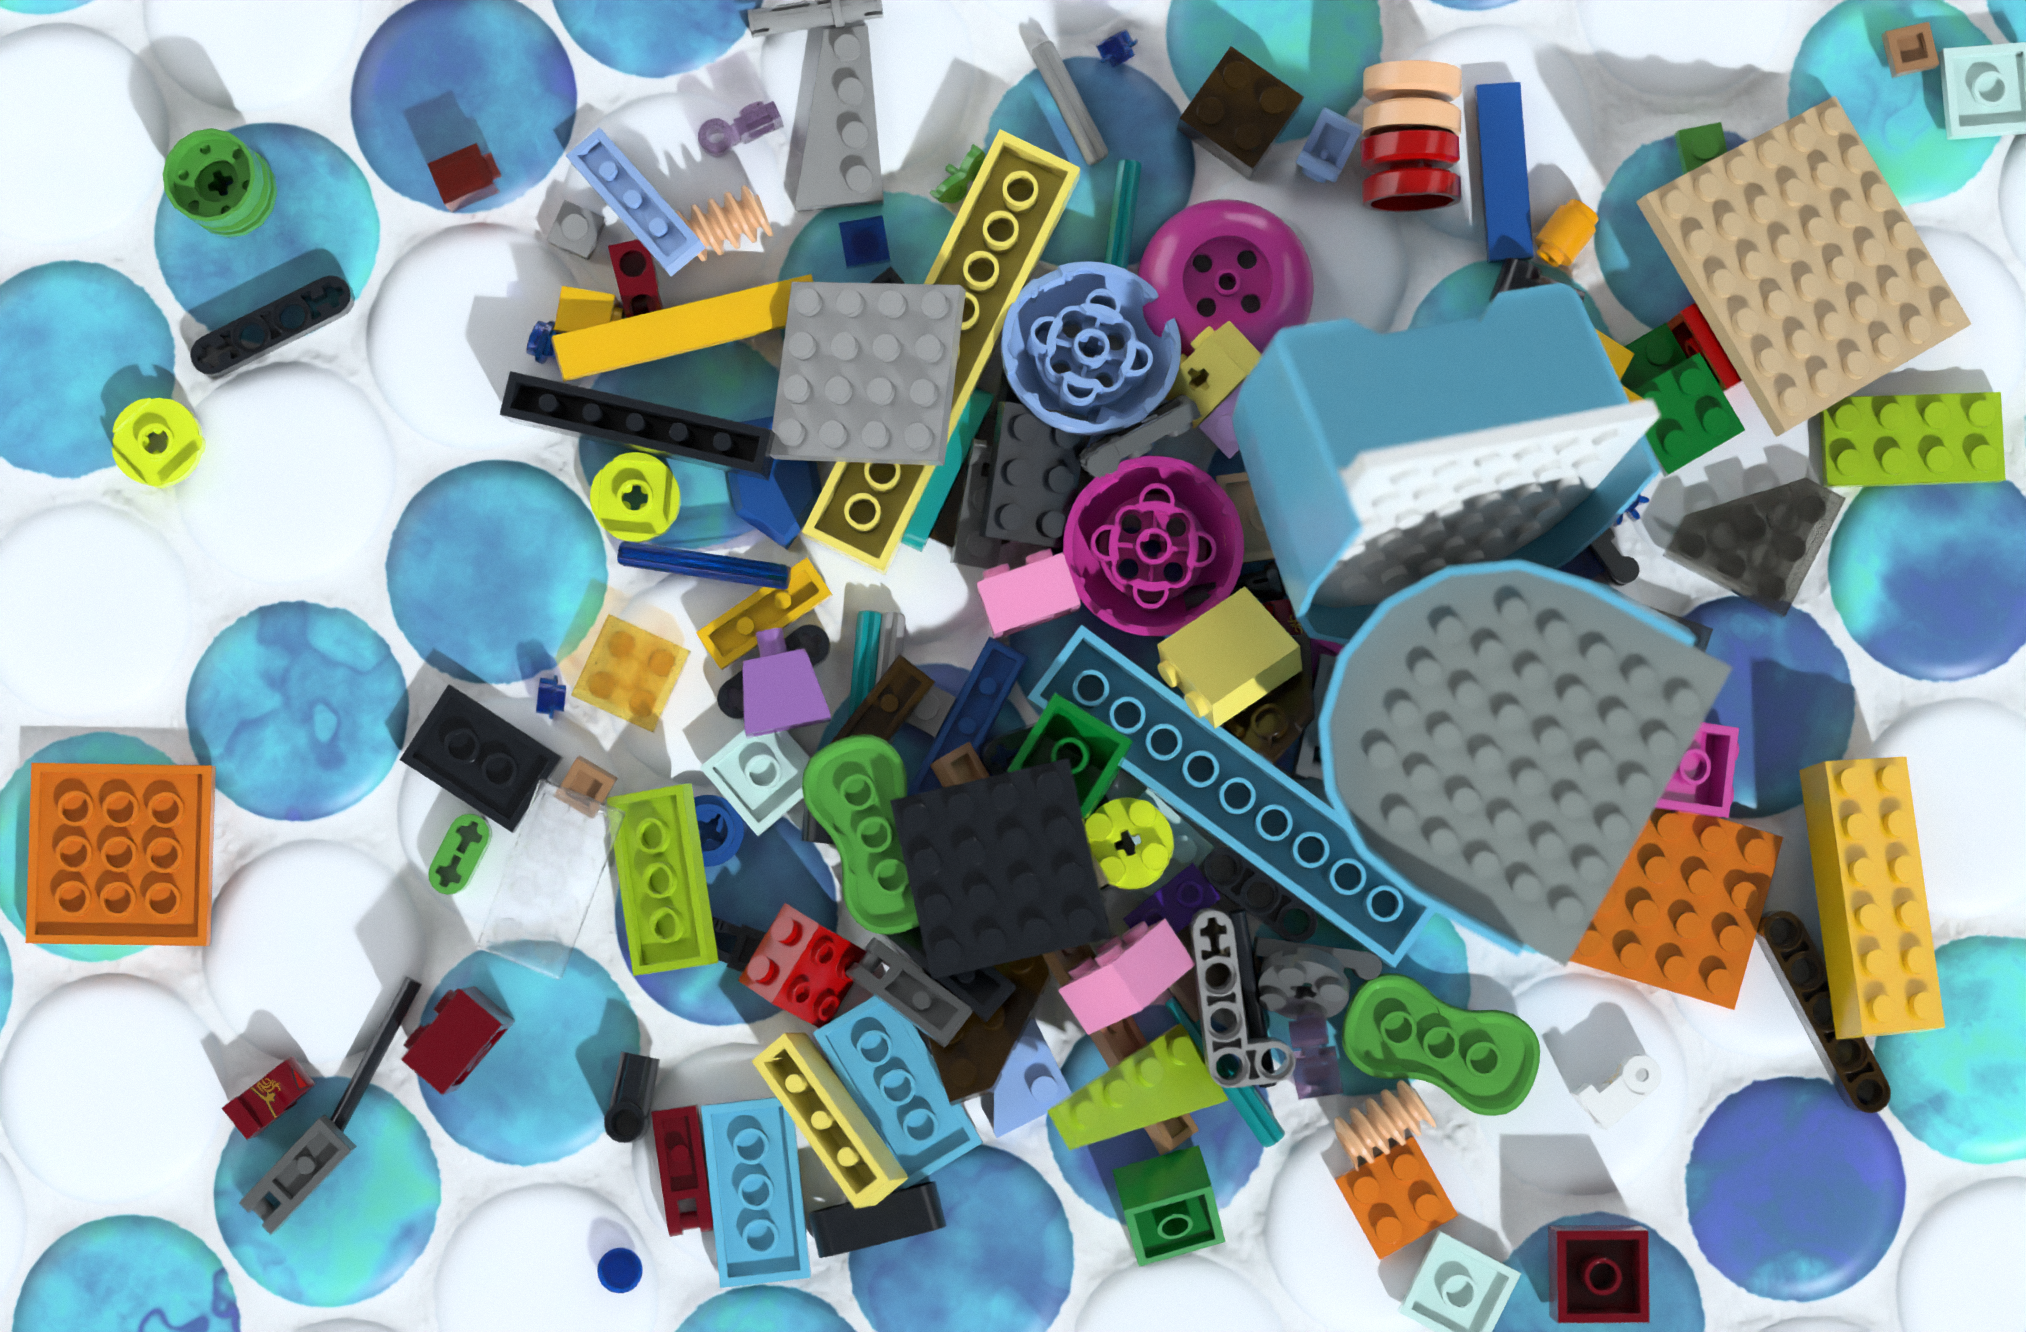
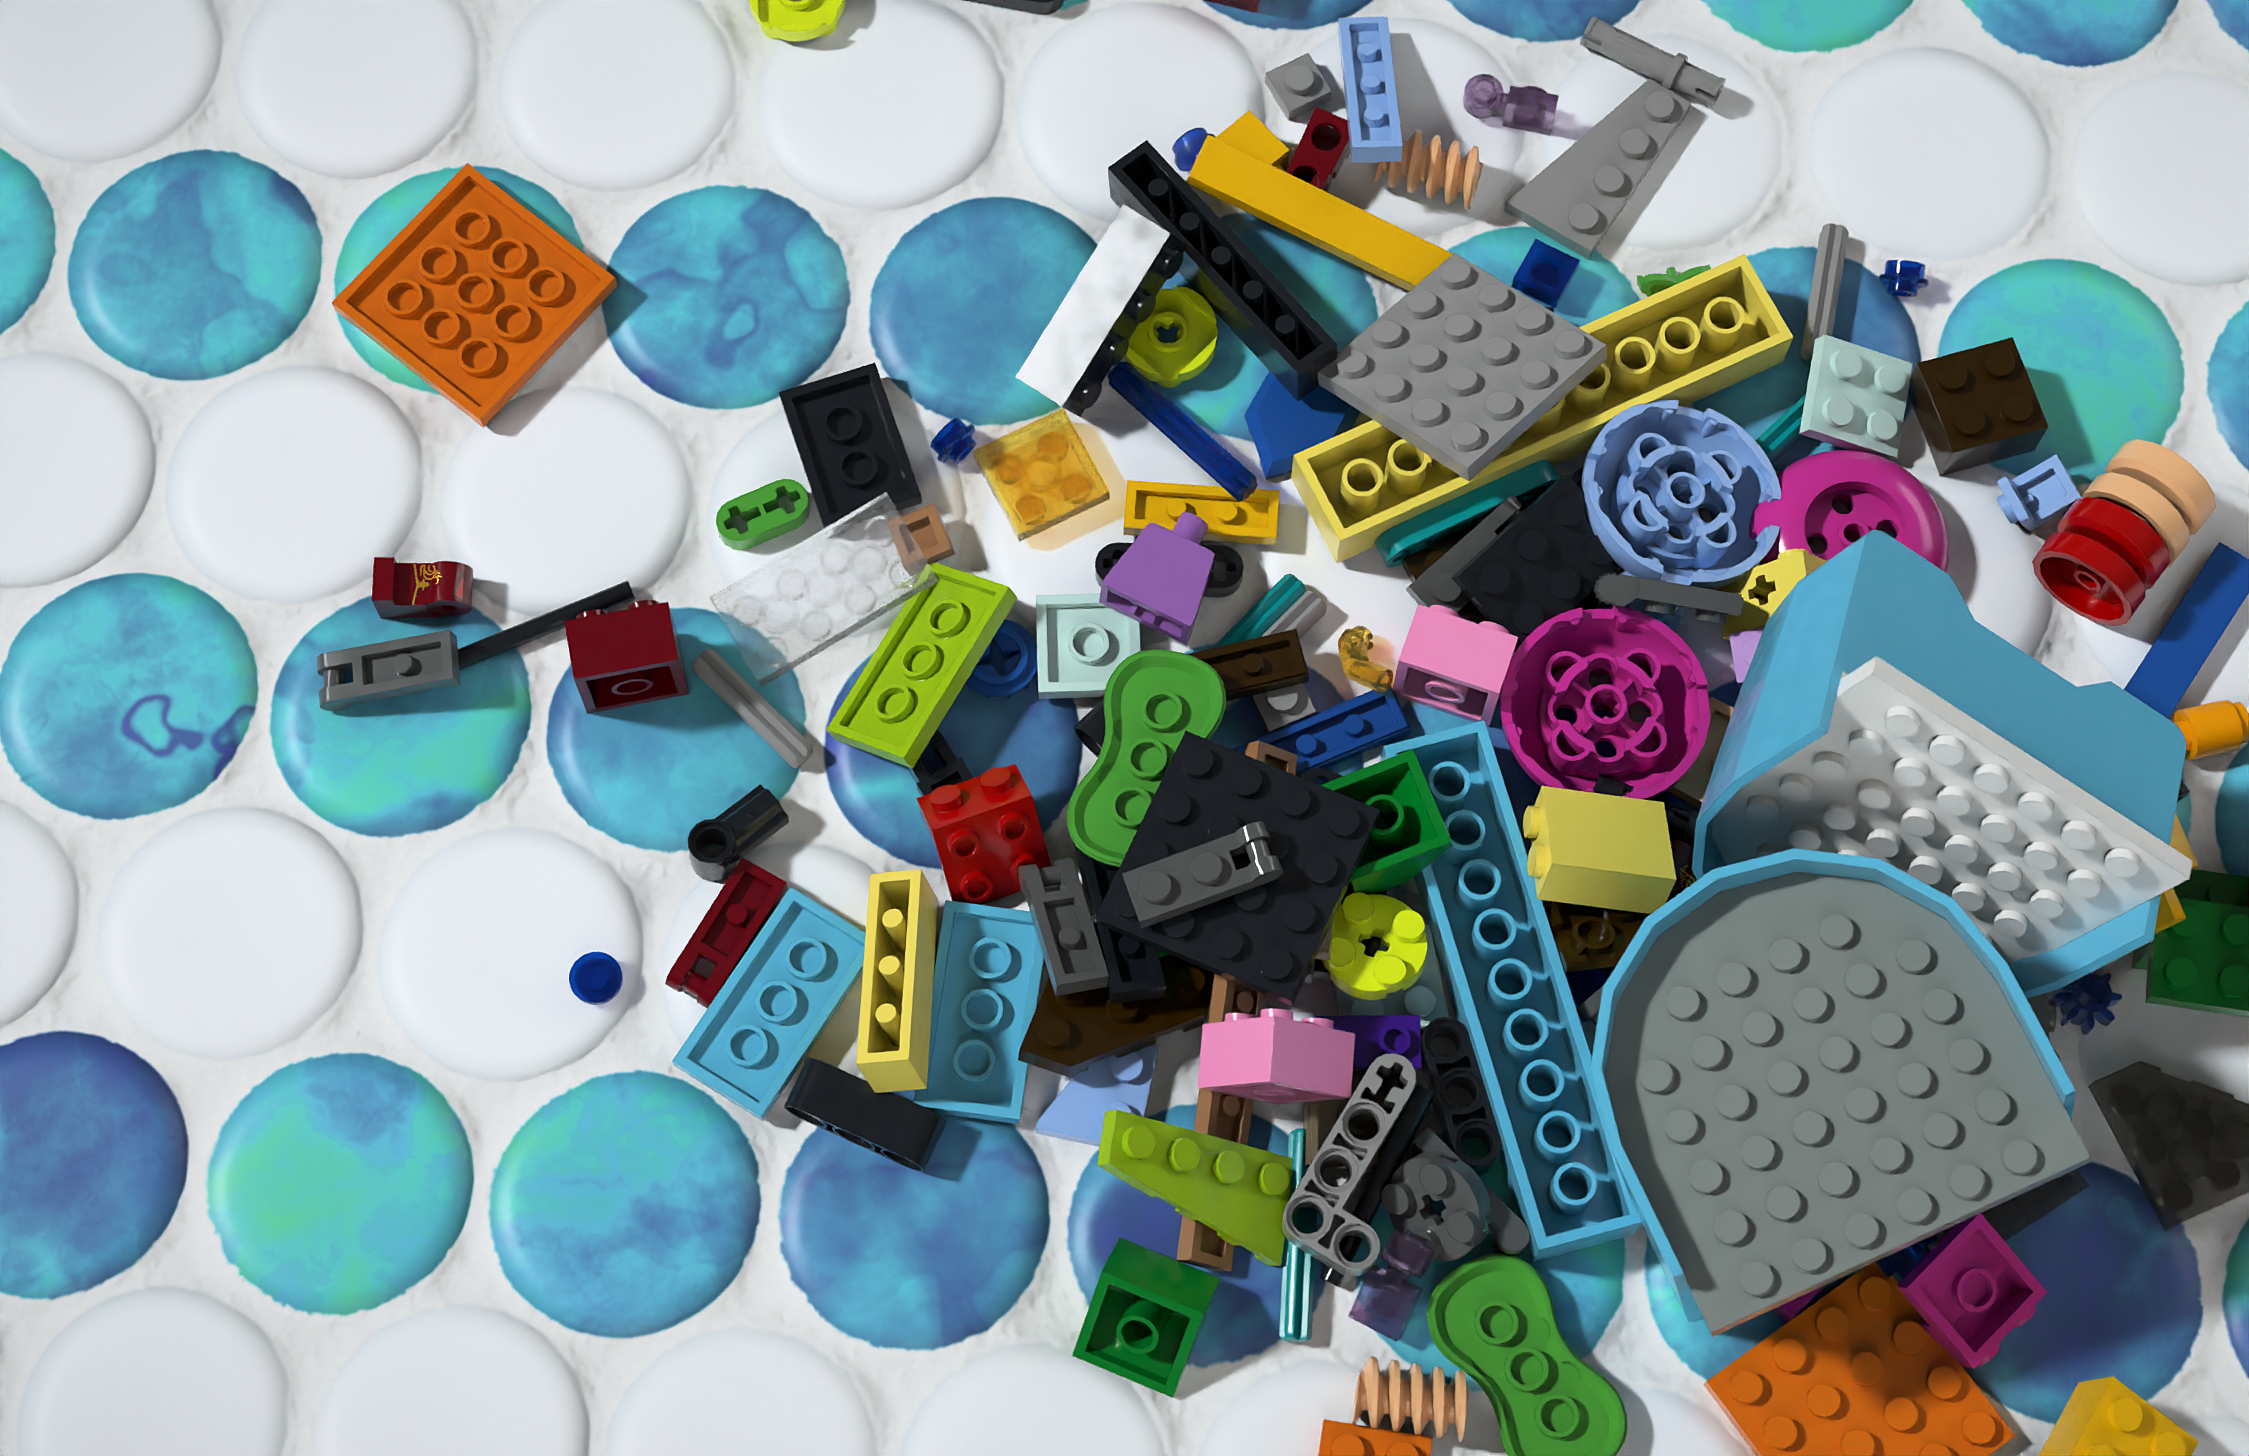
camera: 40 degrees right, 15 degrees down
(568, 998) = (752, 708): none -> light grey axle
(583, 526) = (1102, 311): none -> brick
(945, 631) = (1353, 652): none -> clear yellow arm
(984, 901) = (1201, 875): none -> dark grey plate
(1152, 172) = (1855, 397): none -> light aqua plate

